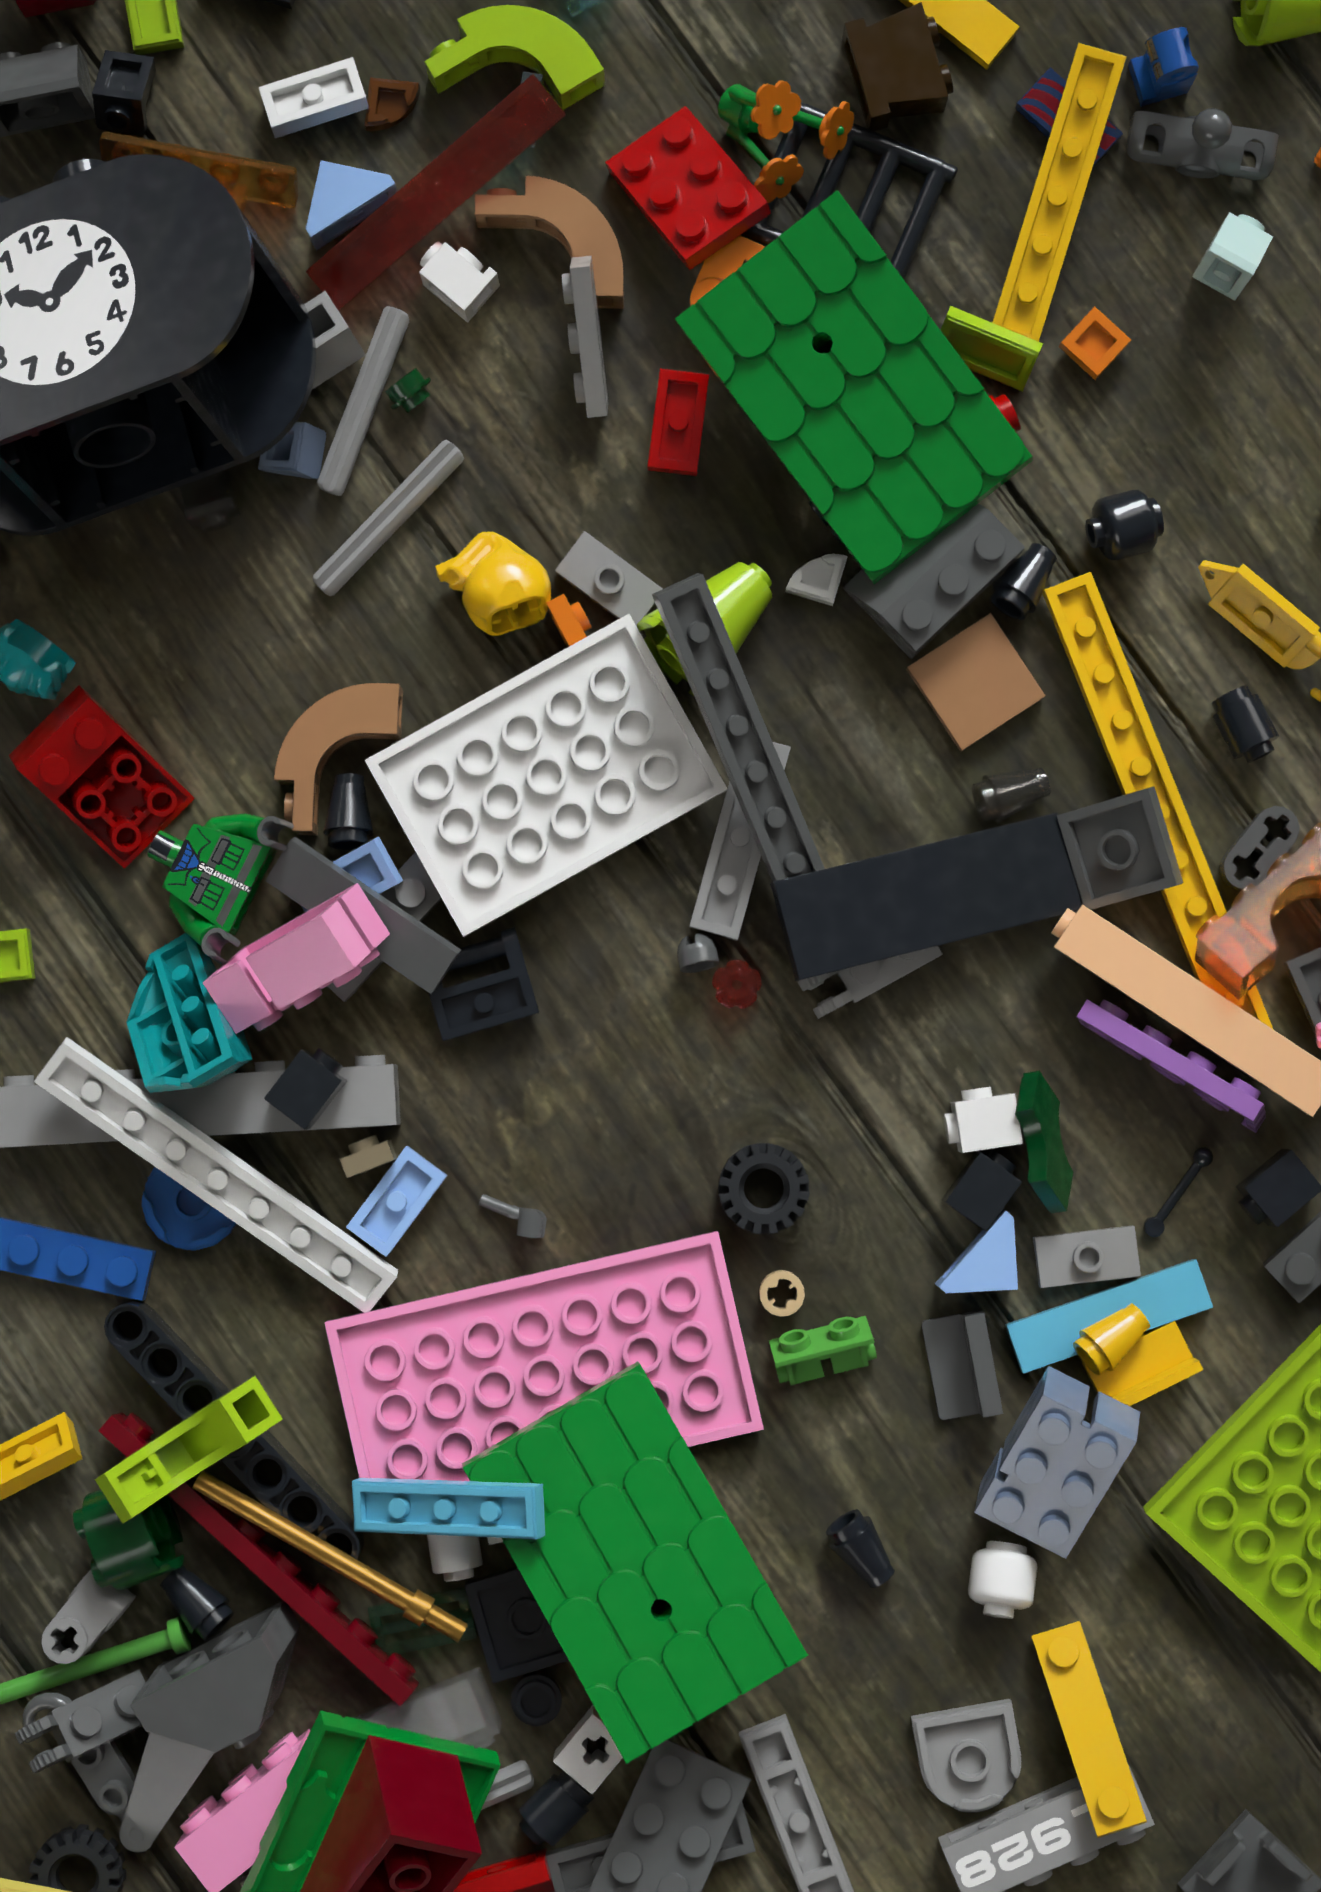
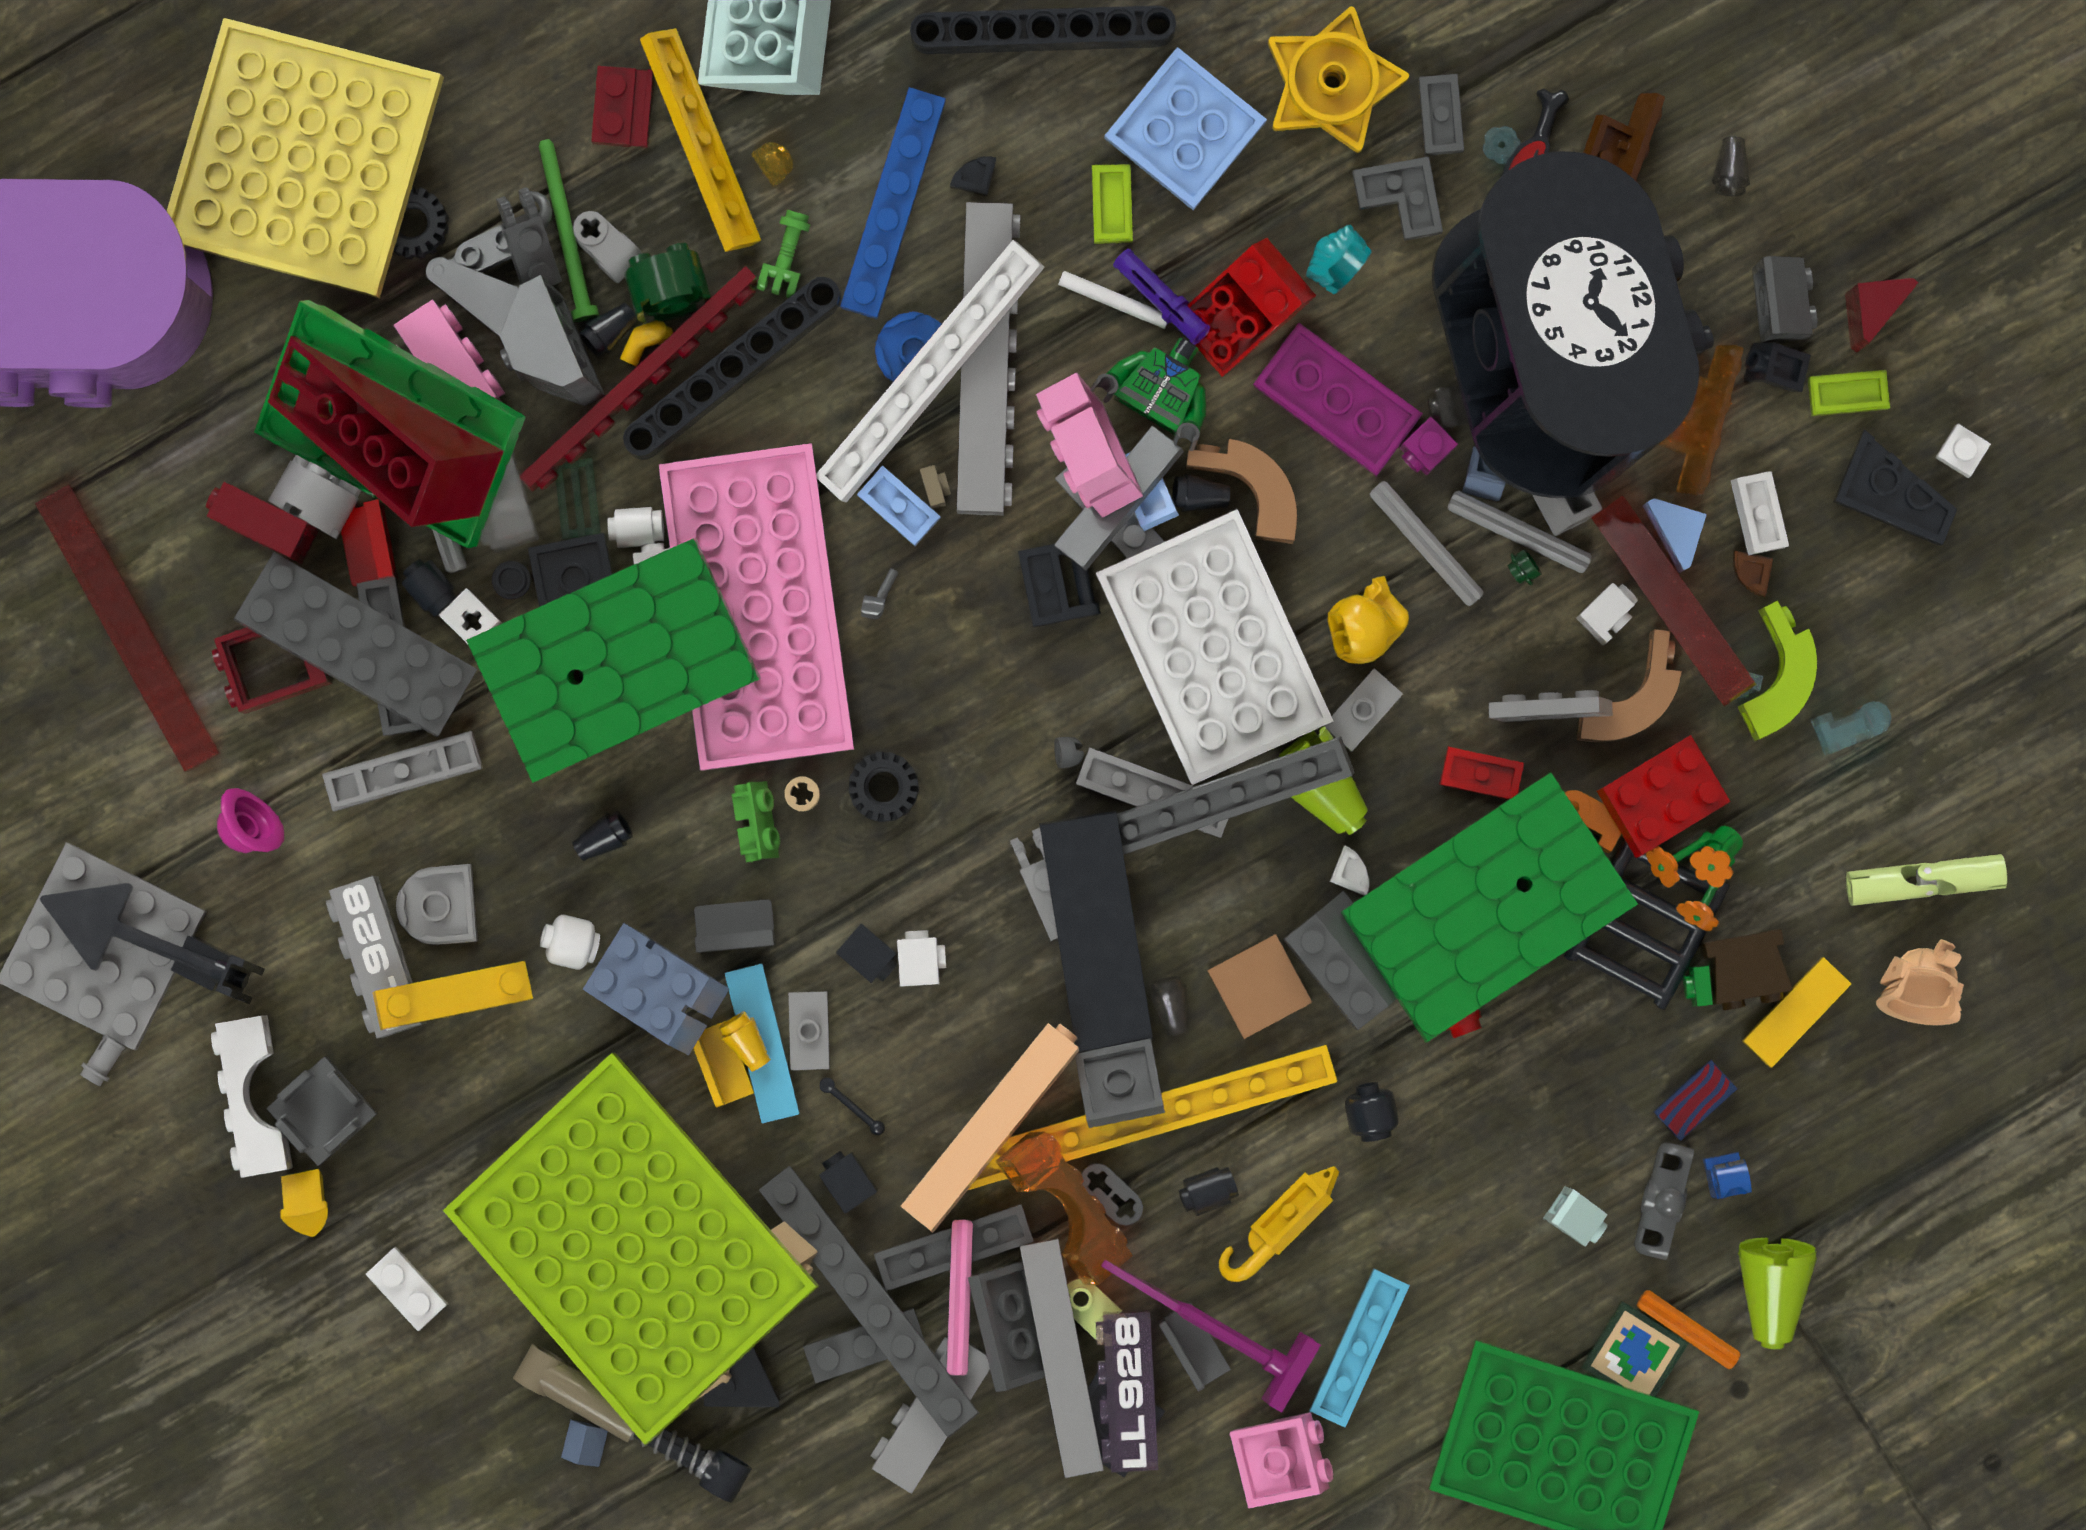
camera: 90 degrees right, 0 degrees up
(38, 1369) = (781, 271): none -> bright green hinge
(105, 946) = (1112, 299): none -> white bar
(130, 840) = (1173, 308): none -> dark purple pin
(178, 1026) = (1046, 350): teal wedge -> none
(188, 1449) = (727, 334): lime arch -> none
(204, 1556) = (642, 337): none -> yellow arm
(212, 647) = (1337, 399): none -> magenta tile
(263, 524) = (1427, 447): none -> magenta brick
(307, 1087) = (990, 444): black brick -> none
(417, 1606) = (591, 494): pearl gold bar -> none
(449, 1508) = (664, 524): medium azure tile -> none
(569, 619) = (1333, 676): orange plate -> none
(740, 971) = (1045, 790): clear red plate -> none
(925, 124) = (1698, 986): none -> green plate
(986, 1262) = (811, 952): light blue slope -> none
(991, 348) = (1518, 1018): lime tile -> none
(1023, 583) = (1334, 1030): black cone -> none
(1039, 1119) = (916, 1002): dark green tile -> none
(1059, 190) = (1632, 1083): yellow plate -> none
(1094, 343) = (1516, 1103): orange plate -> none
(1109, 1023) = (943, 1121): medium lavender wing -> none

